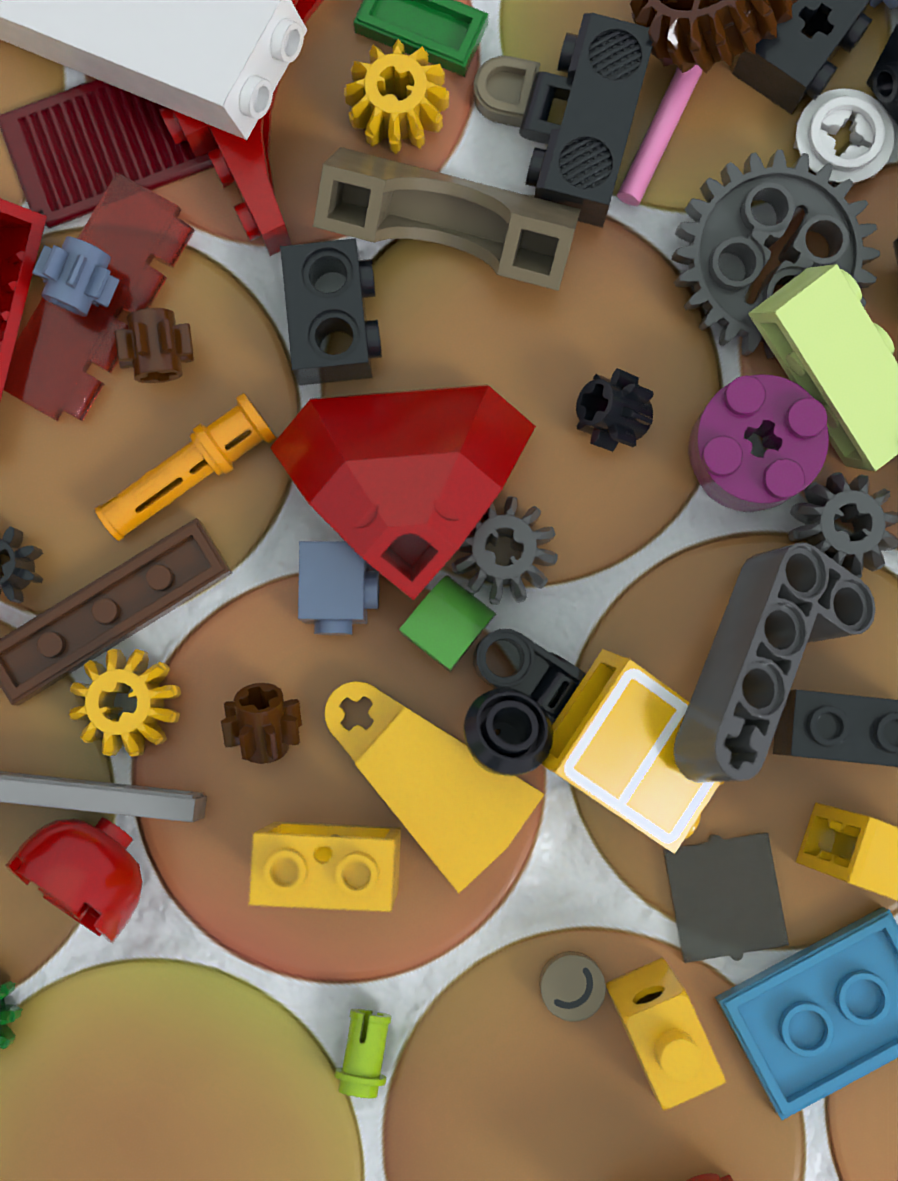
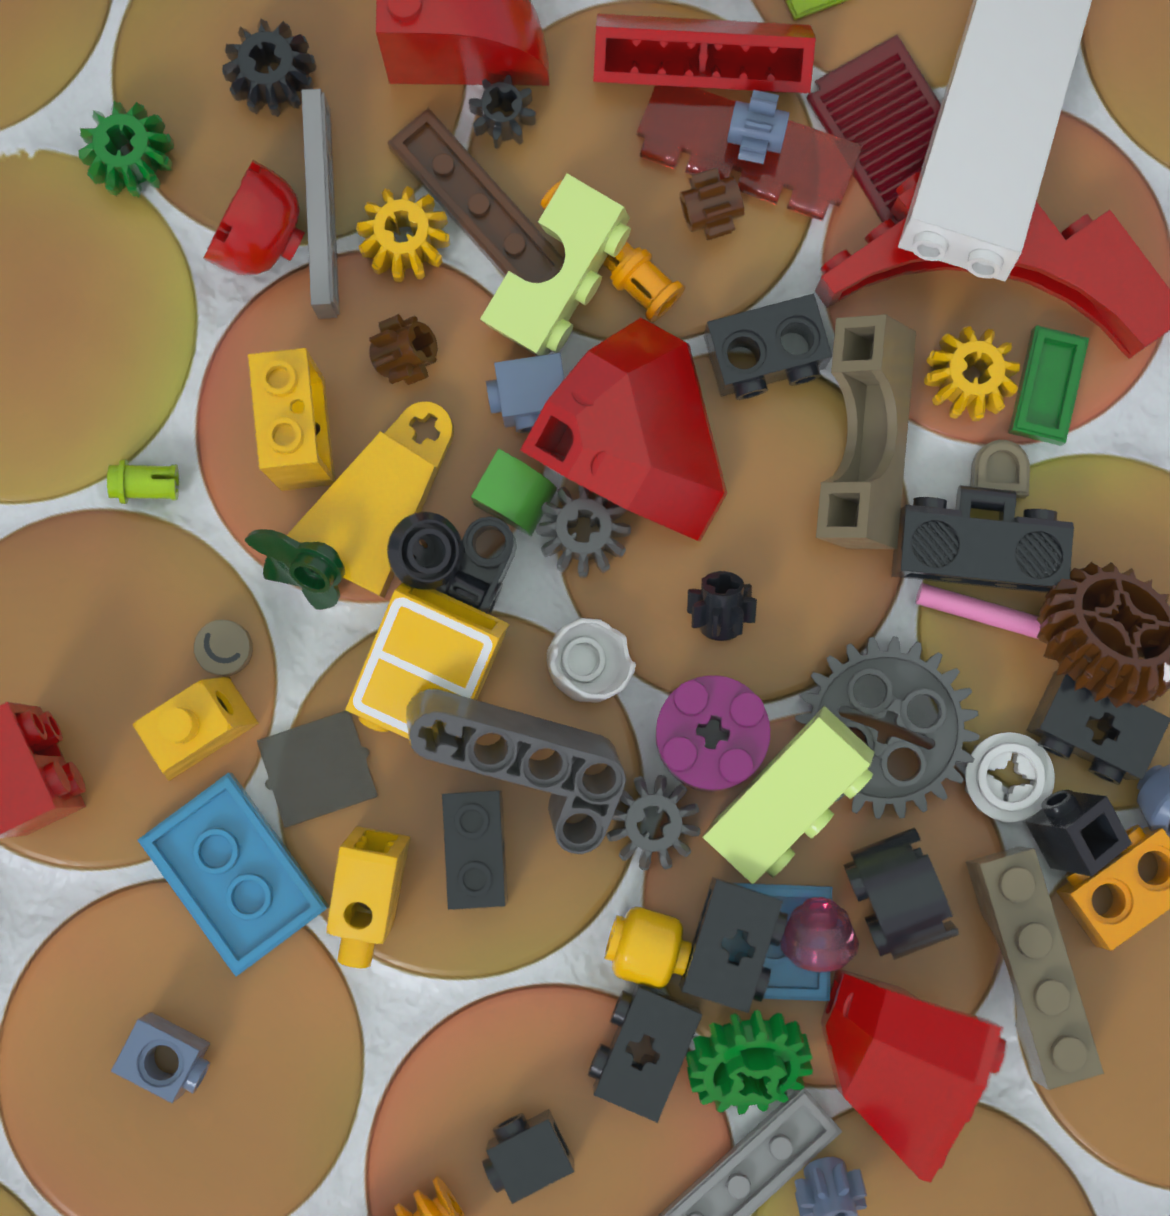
camera: 75 degrees right, 0 degrees up
(160, 484) = (540, 312): none -> yellowish green arch
(503, 867) = (305, 564): none -> dark green plate
(655, 566) = (589, 660): none -> white hair

